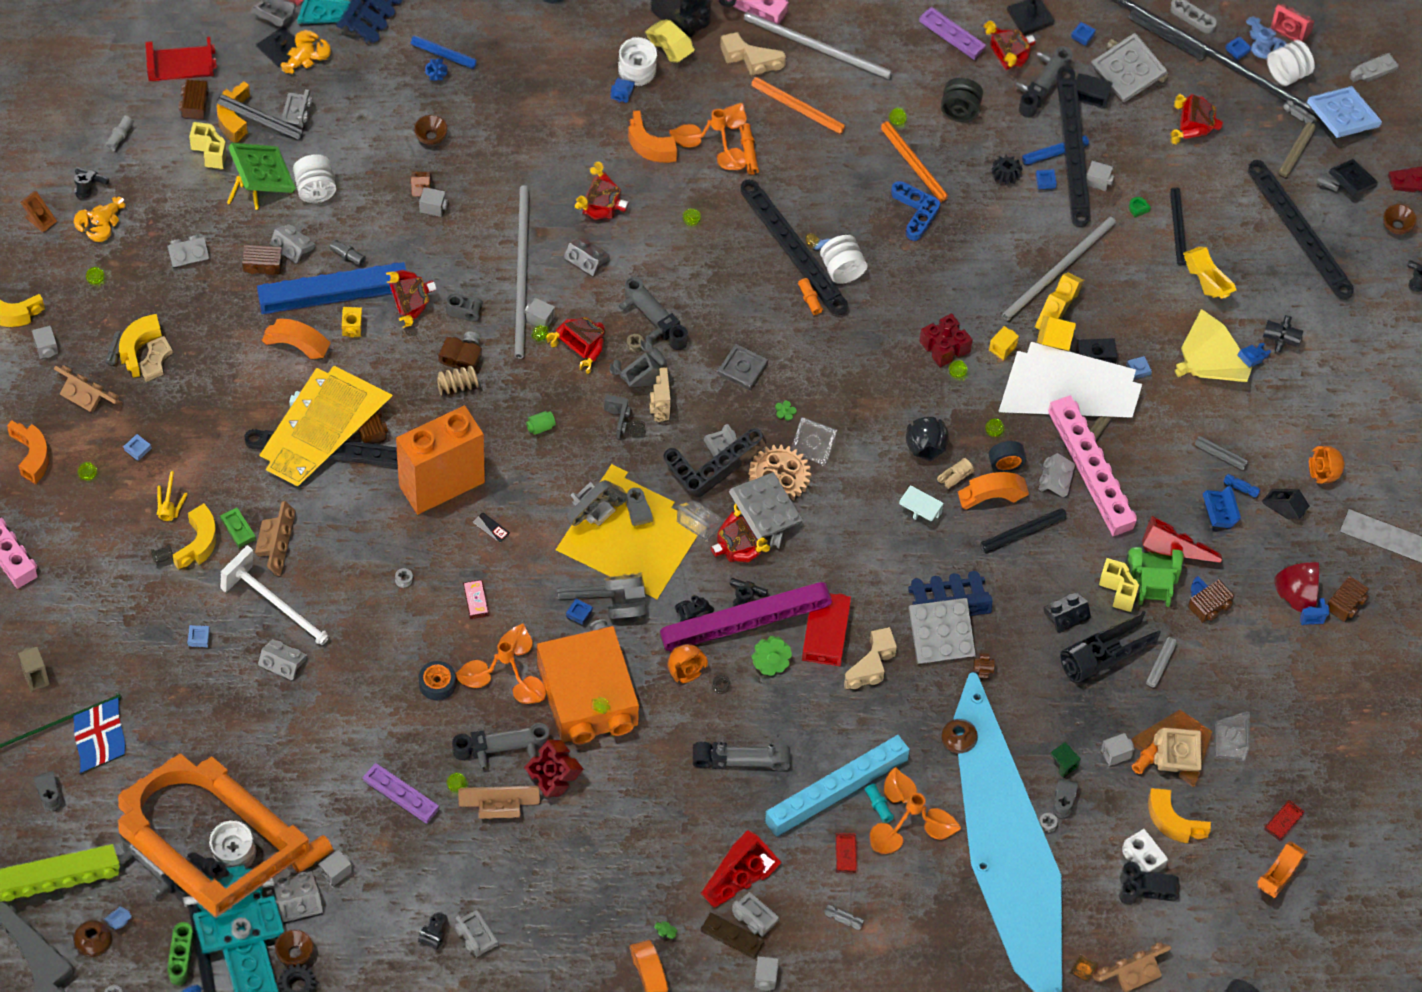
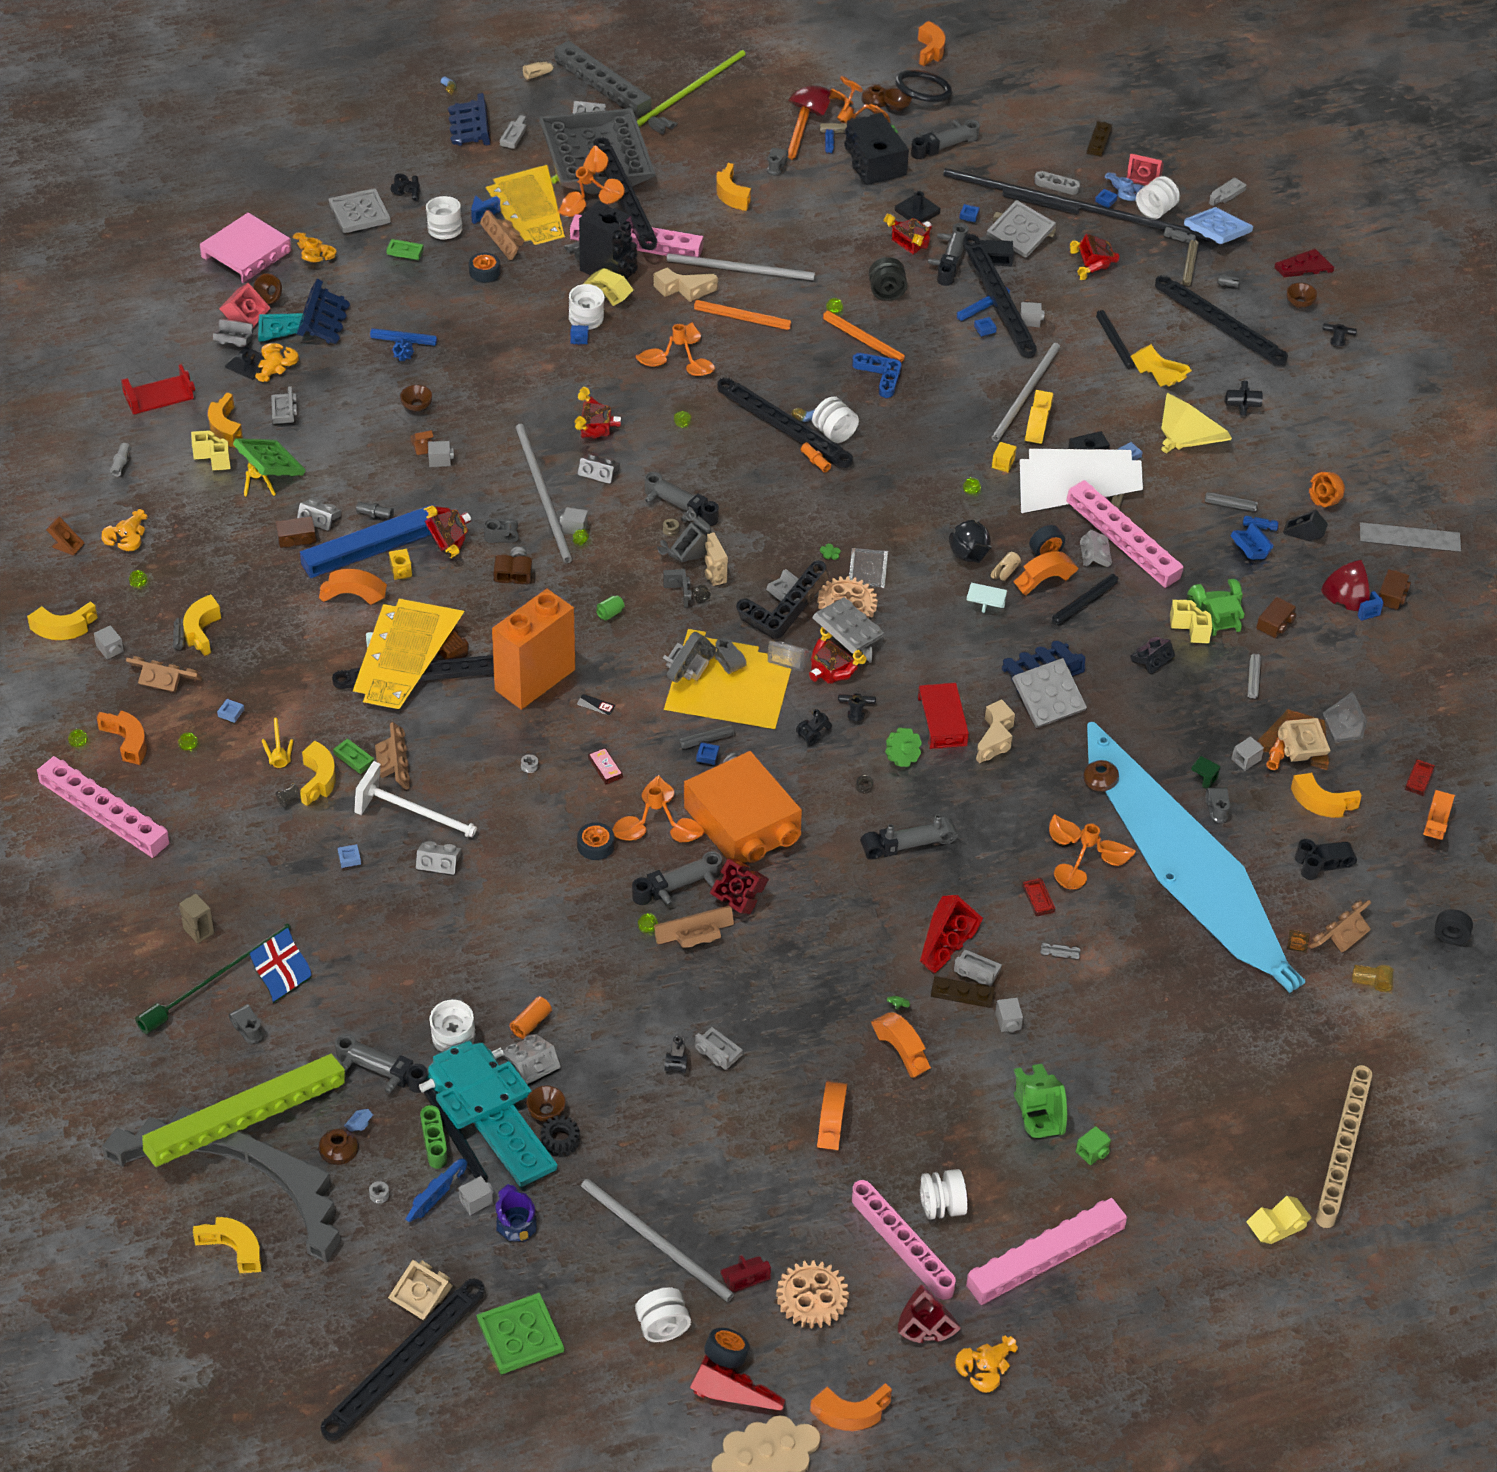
camera: 15 degrees left, 10 degrees down
(85, 179) = (102, 502): black piece -> none
(152, 365) = (220, 640): tan tile -> none
(187, 251) = (222, 540): light grey bracket -> none
(194, 99) = (183, 417): reddish brown brick -> none
(209, 866) = (437, 1047): black pin -> none
(215, 778) = (410, 972): orange door -> none
(240, 922) = (485, 1090): light grey bush -> none
(260, 116) = (251, 417): axle -> none
(314, 178) = (322, 455): white wheel -> none
(336, 867) = (559, 1023): light grey brick -> none
(401, 793) = (598, 944): medium lavender plate -> none
(457, 379) = (518, 588): tan piece -> none
(582, 336) = (620, 529): torso -> none
(600, 705) = (767, 815): clear neon green plate -> none
(634, 594) = (752, 726): dark grey piece -> none
(648, 146) = (622, 371): orange arch -> none
(686, 663) = (826, 771): orange cylinder -> none
(742, 367) = (777, 525): flat silver tile -> none
(746, 616) = (865, 720): magenta beam -> none
(748, 144) = (710, 351): orange pin -> none
(836, 785) = (1007, 841): medium azure brick -> none
(879, 803) = (1052, 847): teal pin -> none
(945, 340) = (952, 465): dark red brick -> none
(952, 33) = (855, 234): medium lavender plate -> none
(984, 665) = (1098, 712): reddish brown gear -> none
(994, 427) = (1024, 524): clear neon green plate -> none
(1006, 170) = (948, 326): black gear -> none
(1052, 819) = (1214, 824): light grey bush -> none
(1056, 333) = (1049, 435): yellow head -> none
(1085, 656) = (1195, 679): black piece -> none
(1138, 206) = (1074, 331): green tile -> none
(1148, 852) = (1309, 827): white brick -> none
(1162, 538) = (1217, 578): wedge -> none
(1197, 586) = (1257, 610): blue tile -> none
(1252, 356) = (1224, 421): blue plate -> none
(1353, 177) = (1247, 272): black tile -> none

